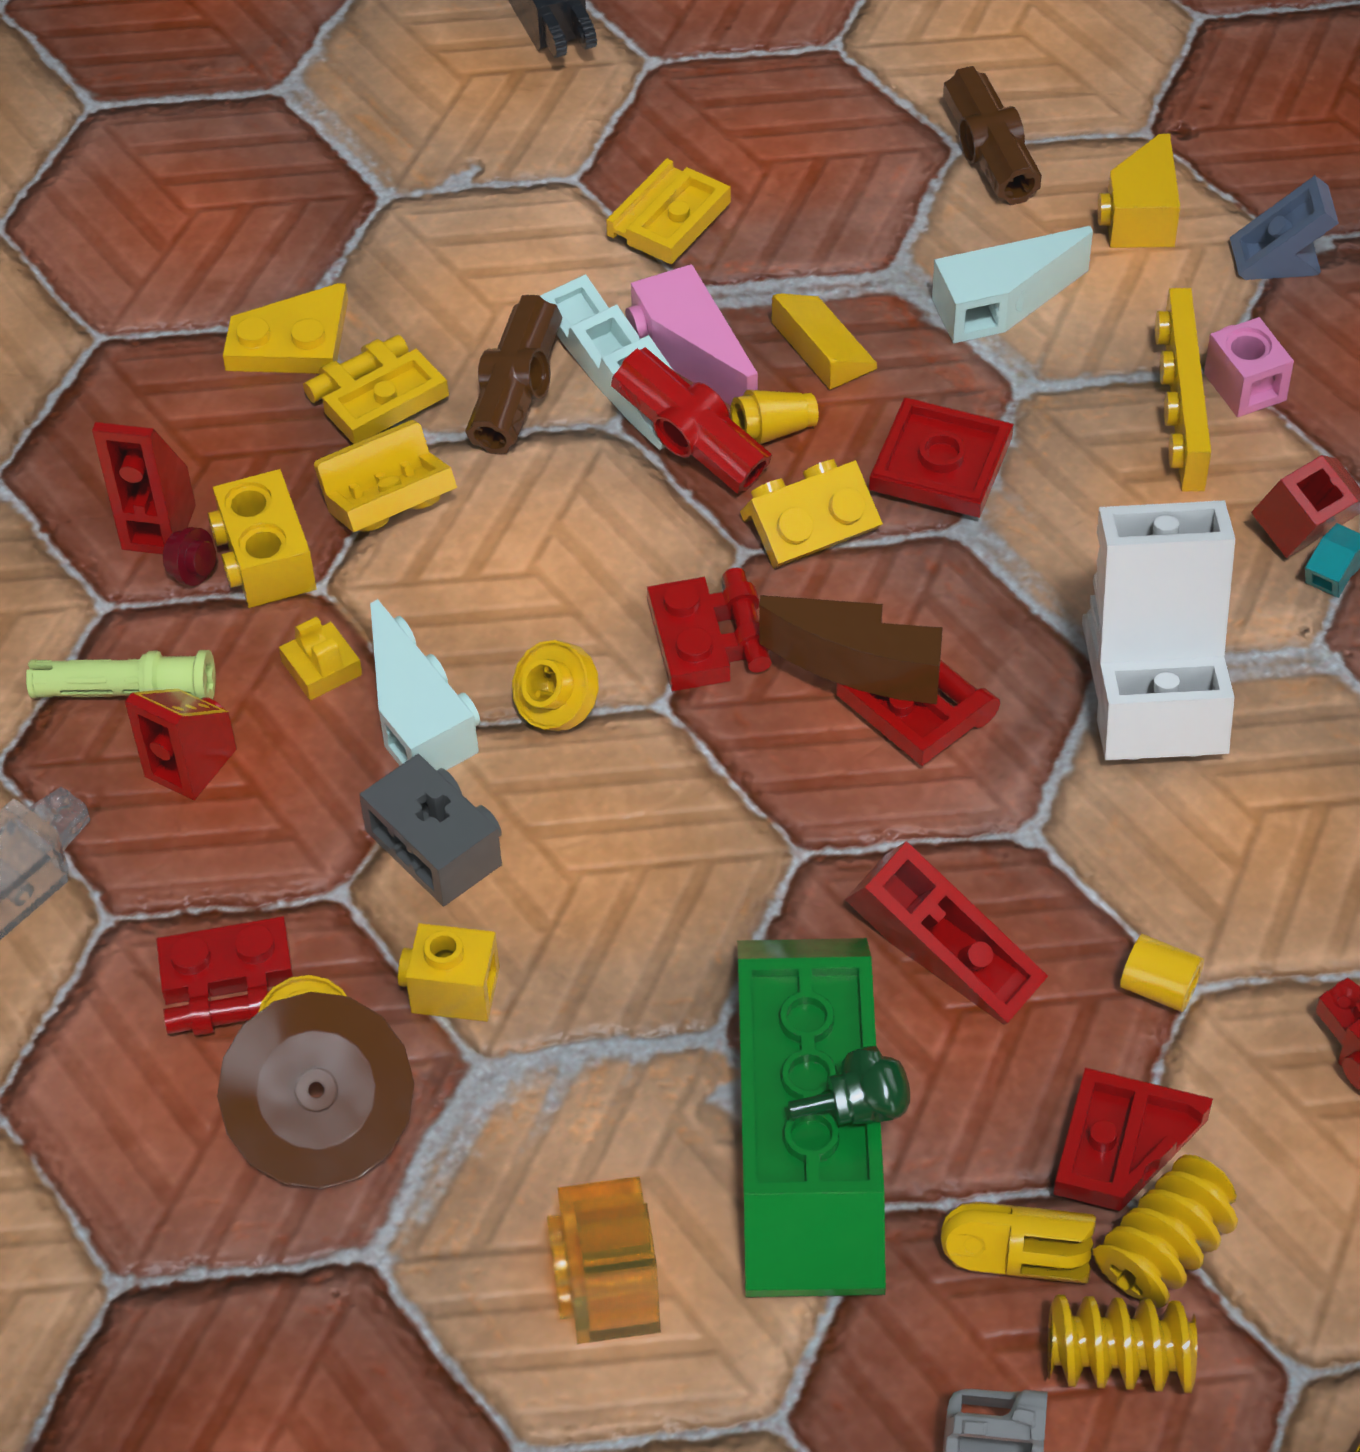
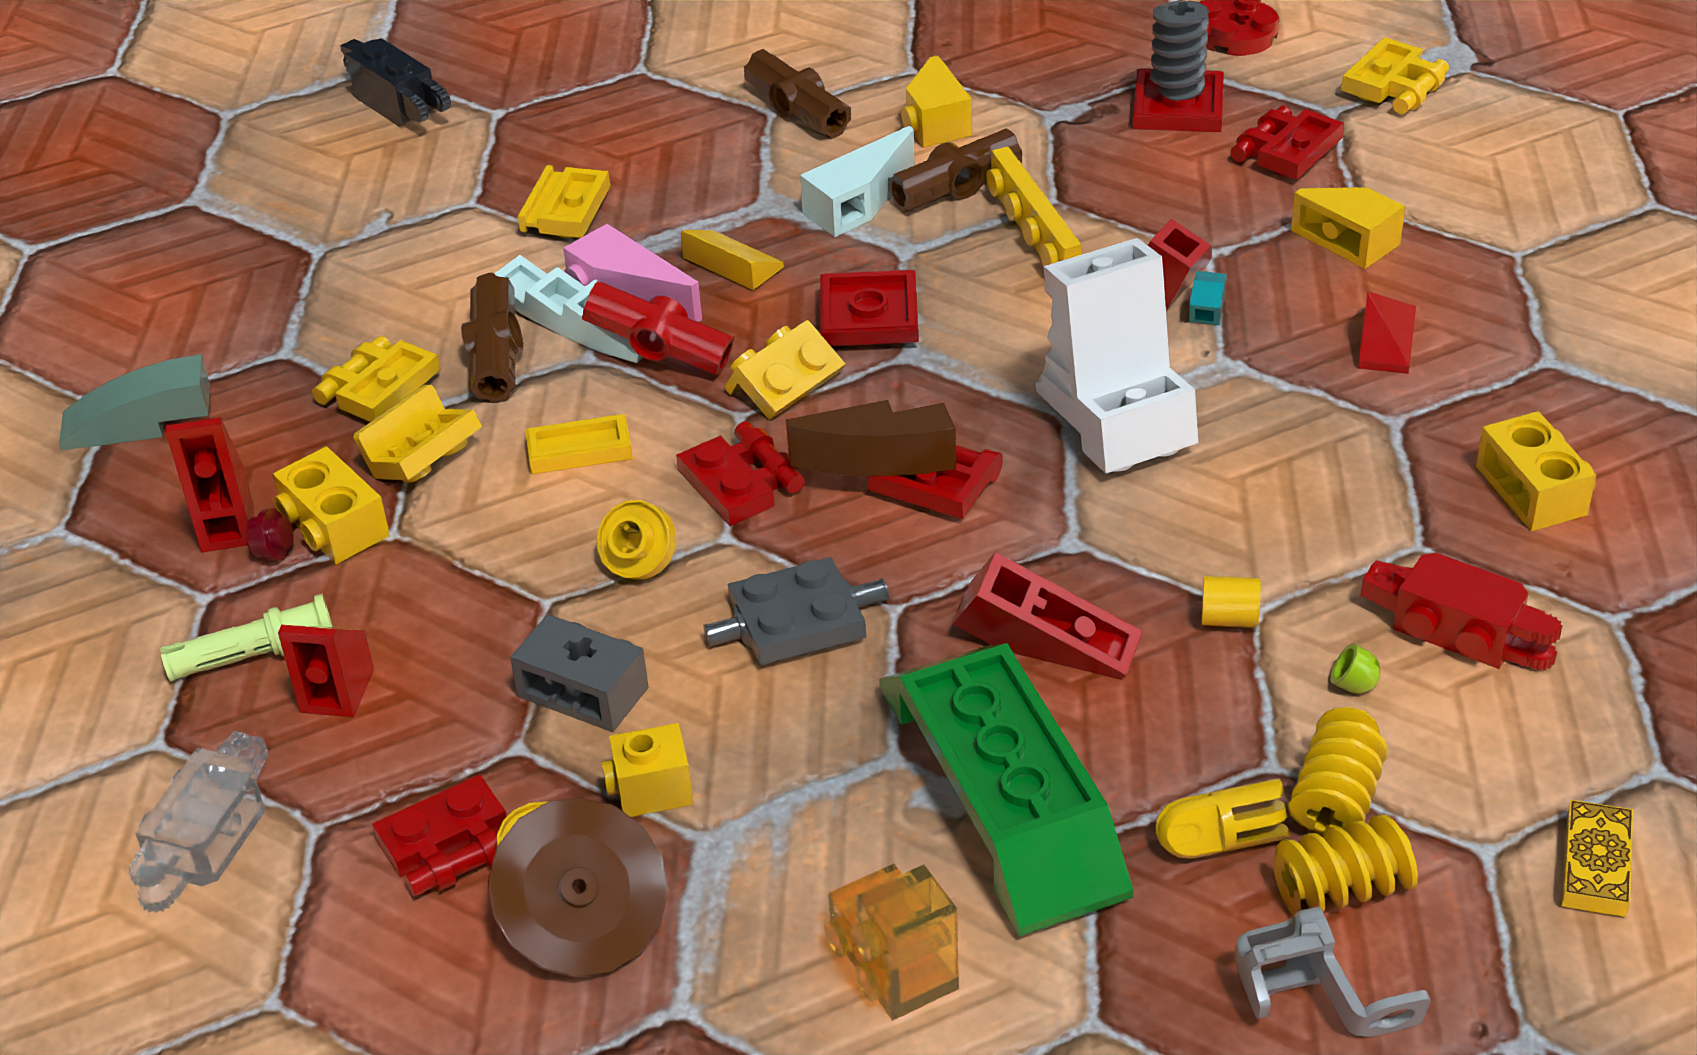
camera: 20 degrees left, 10 degrees down
(121, 349) = (137, 404): none -> sand green slope
(288, 334) = (279, 363): yellow wing -> none
(319, 658) = (418, 580): yellow tile -> none
(415, 700) = (517, 580): light aqua slope -> none
(554, 537) = (578, 444): none -> yellow tile
(690, 825) = (796, 611): none -> dark grey plate
(773, 413) = (722, 310): yellow cone -> none
(866, 1091) = (1056, 733): dark green piece -> none
(1121, 296) = (949, 171): none -> reddish brown piece
(1123, 1137) = (1262, 723): red wing -> none
(1248, 367) = (1076, 189): bright pink brick -> none
(1261, 1105) = (1356, 670): none -> lime hinge
(1283, 236) = (1051, 105): sand blue slope -> none

